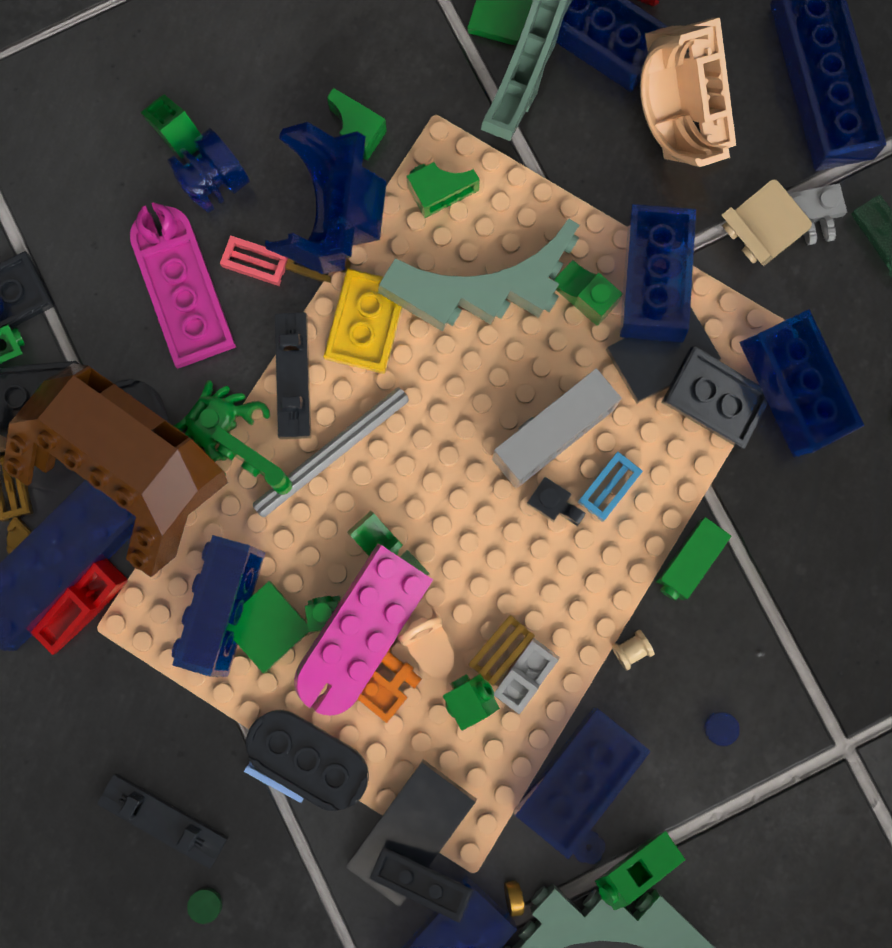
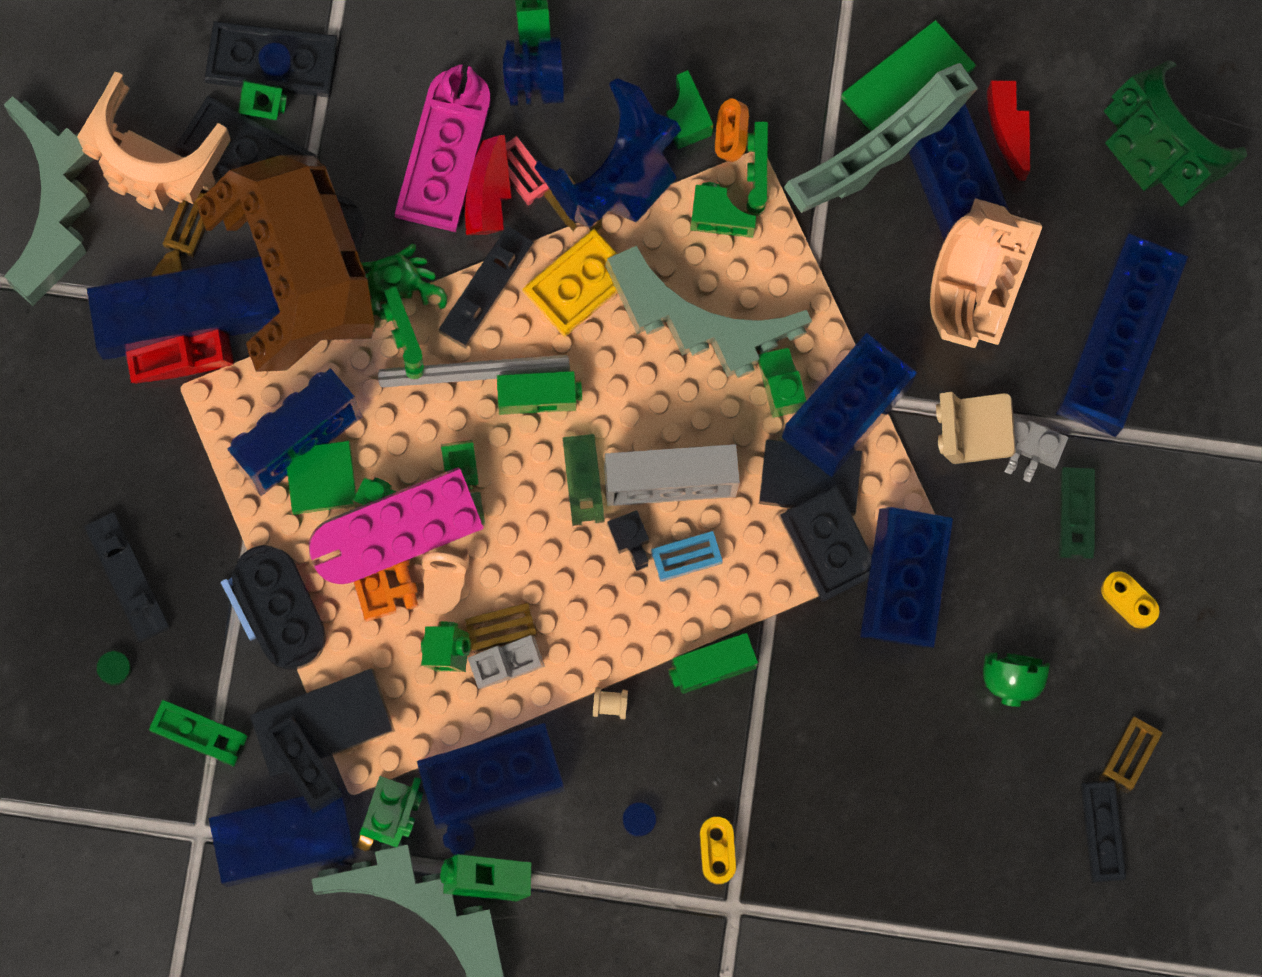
camera: 25 degrees right, 5 degrees down
(237, 293) = (487, 188): none -> red slope
(312, 912) = (197, 732): none -> green plate
(397, 434) = (538, 392): none -> green brick
(401, 117) = (731, 130): none -> orange plate
(446, 130) = (757, 170): none -> green plate
(482, 480) = (583, 478): none -> clear green plate
(520, 868) = (390, 811): none -> green bracket
(803, 709) = (717, 851): none -> yellow plate

